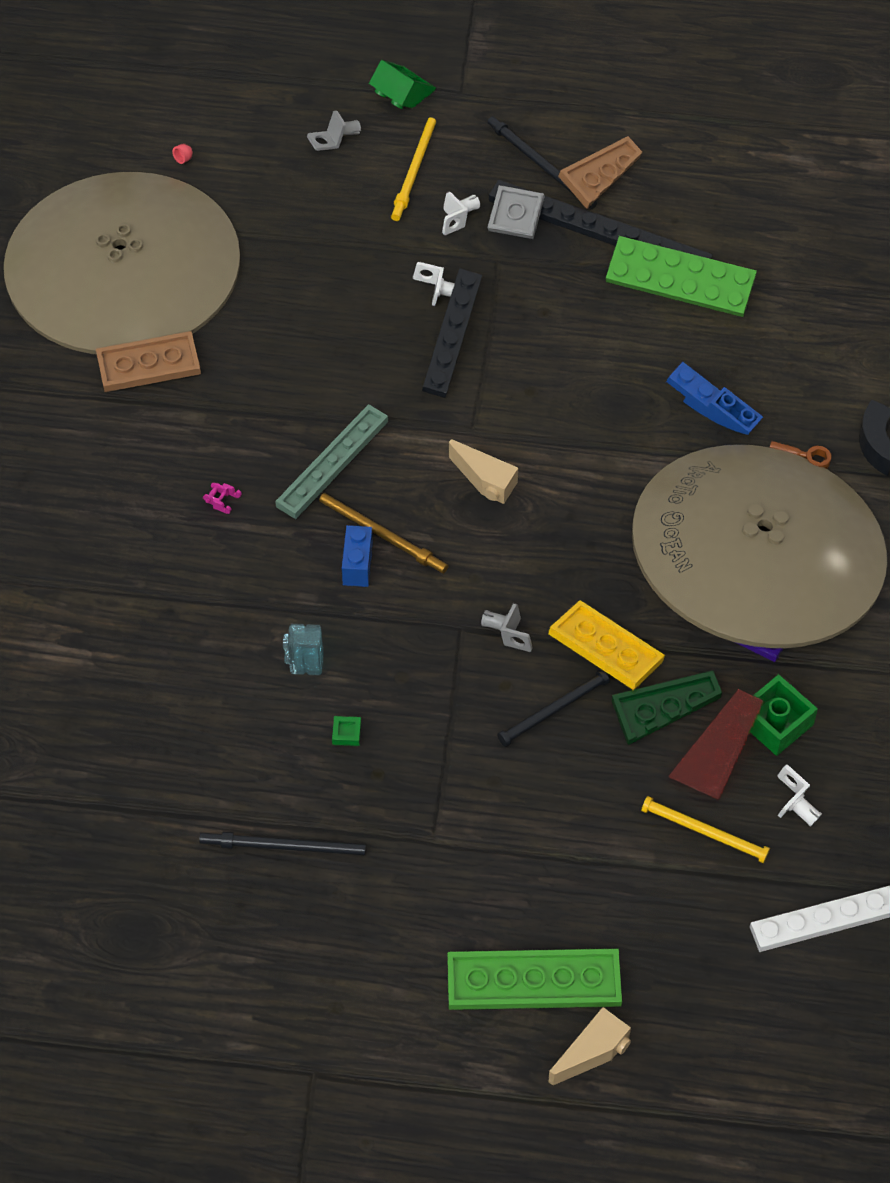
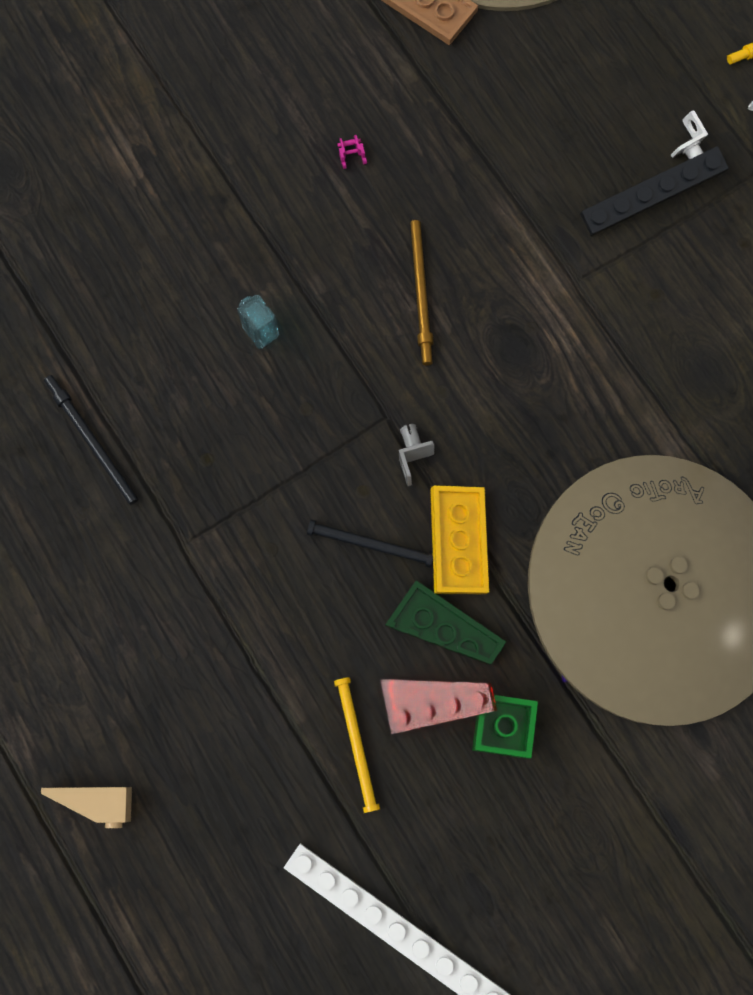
camera: 50 degrees right, 20 degrees up
(331, 461) = (452, 202): sand green plate -> none
(346, 731) = (220, 407): green plate -> none
(357, 556) = (379, 290): blue brick -> none
(488, 474) = (542, 329): tan slope -> none
(534, 979) = (120, 713): bright green plate -> none
(798, 803) = (439, 801): white bracket -> none

